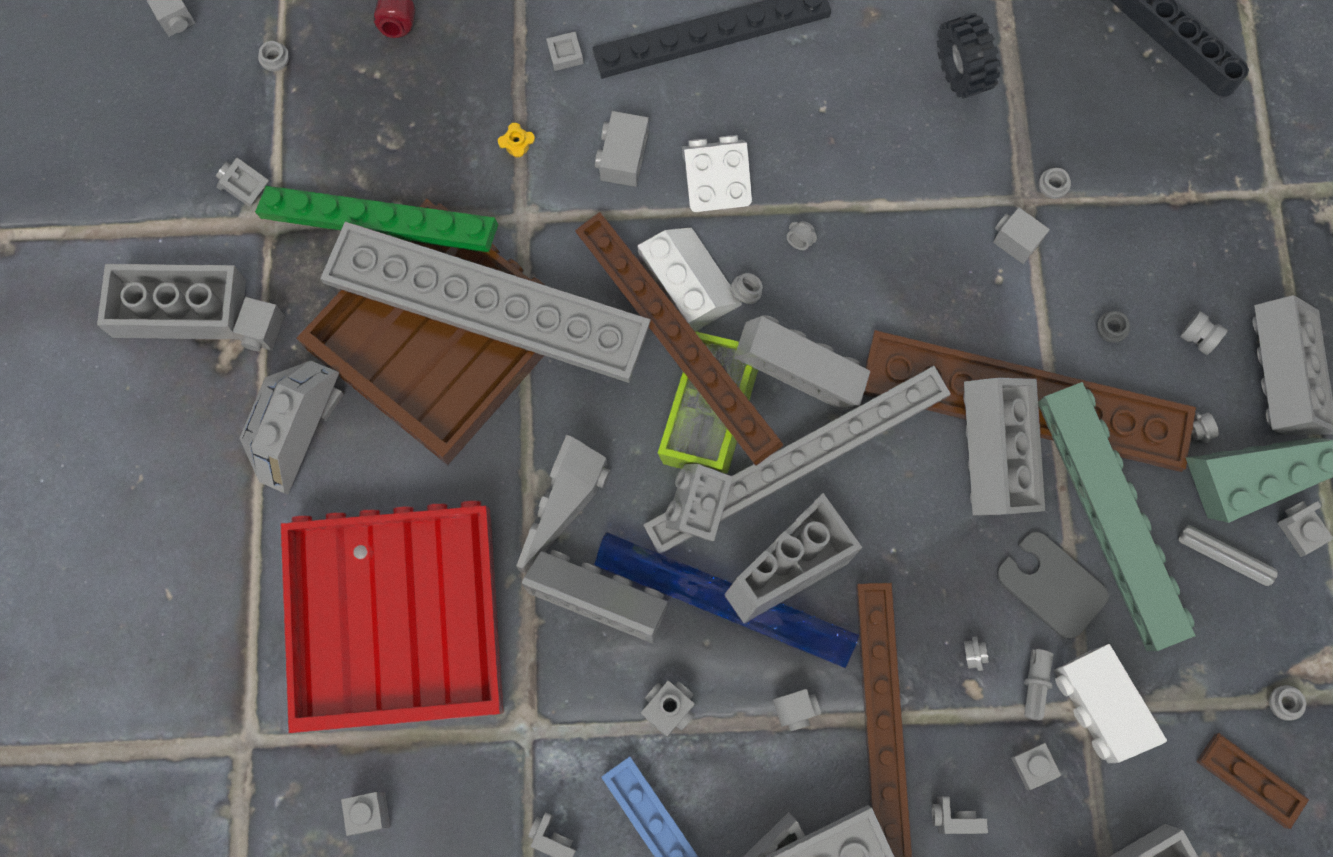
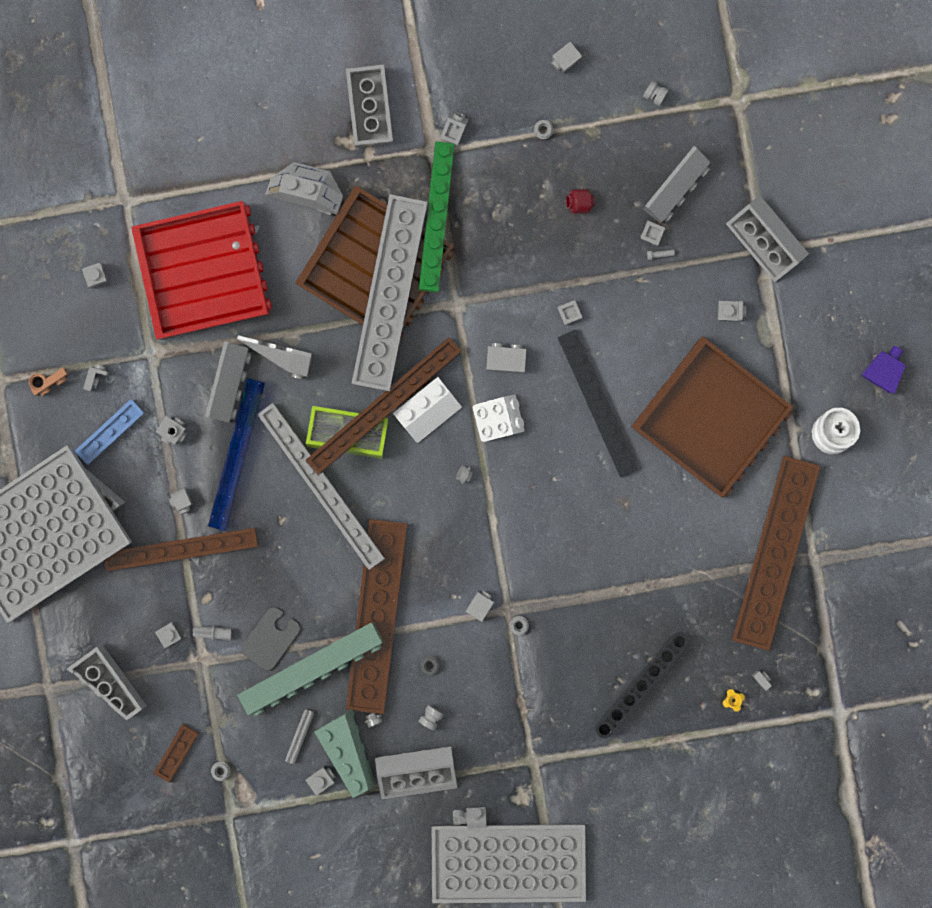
camera: 85 degrees right, 15 degrees up
(258, 324) = (363, 158): light grey brick -> none
(518, 148) = (504, 286): yellow plate -> none
(698, 501) = (287, 432): light grey bracket -> none
(747, 288) = (426, 449): light grey plate -> none
(797, 559) = (266, 495): light grey wedge -> none
(802, 363) = (375, 482): light grey brick -> none
(964, 822) = (132, 596): light grey bracket -> none
(968, 55) = (590, 563): black wheel -> none
(976, 653) = (224, 597): light grey plate -> none
(1004, 446) = (343, 604): light grey slope -> none
(1108, 705) = (204, 668): white slope -> none

